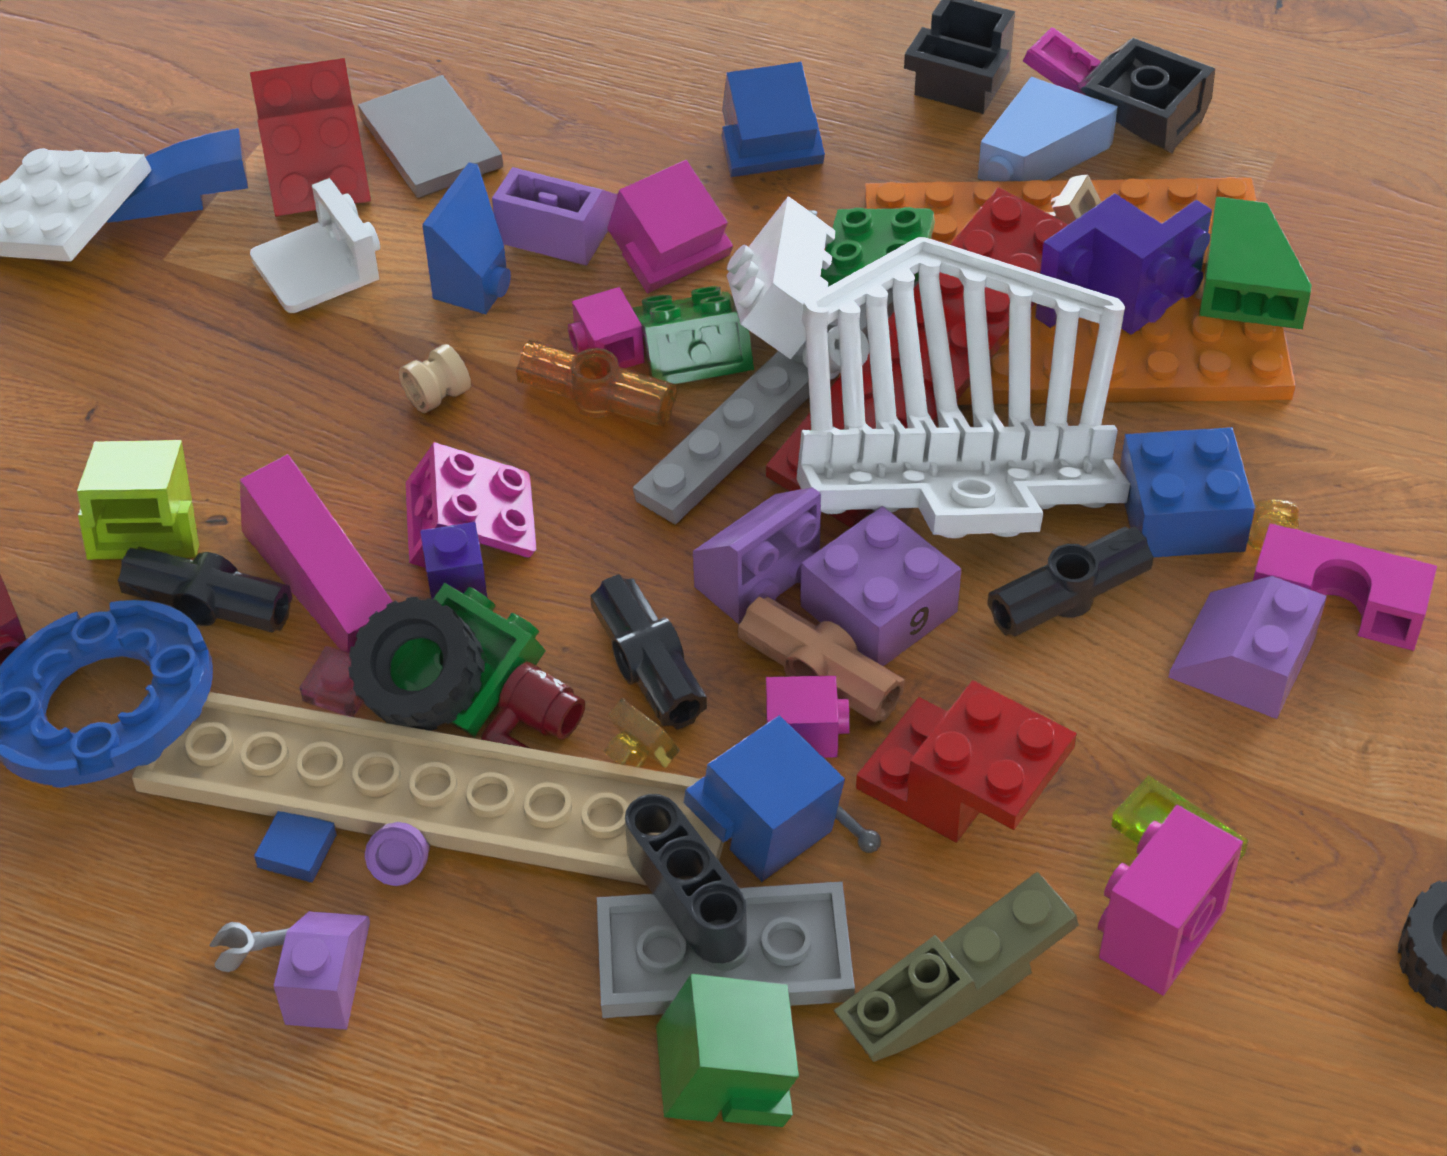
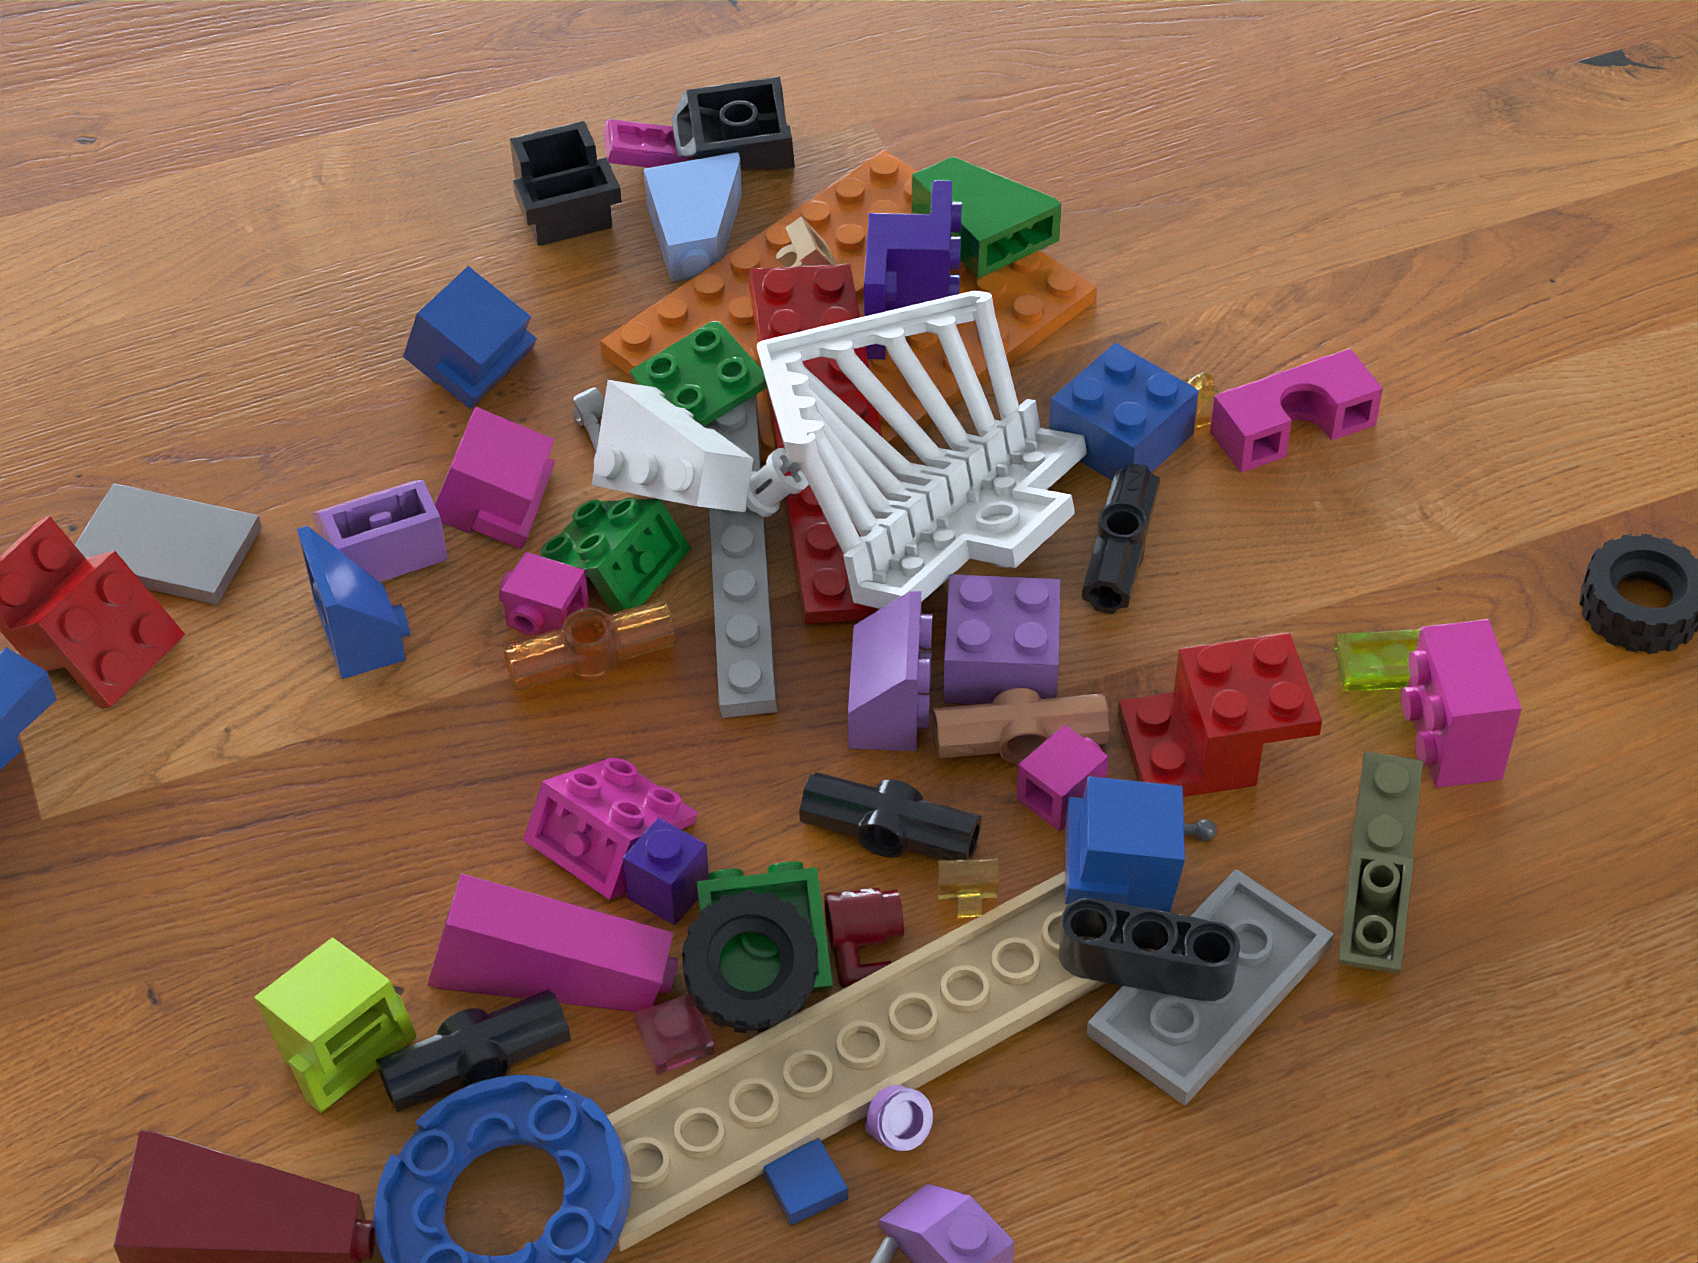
camera: 45 degrees left, 0 degrees up
(322, 257) = (208, 706): white bracket -> none
(434, 378) = (447, 746): tan wheel -> none
(728, 1051) = (1313, 1047): green plate -> none
(1251, 643) = (1286, 492): medium lavender slope -> none

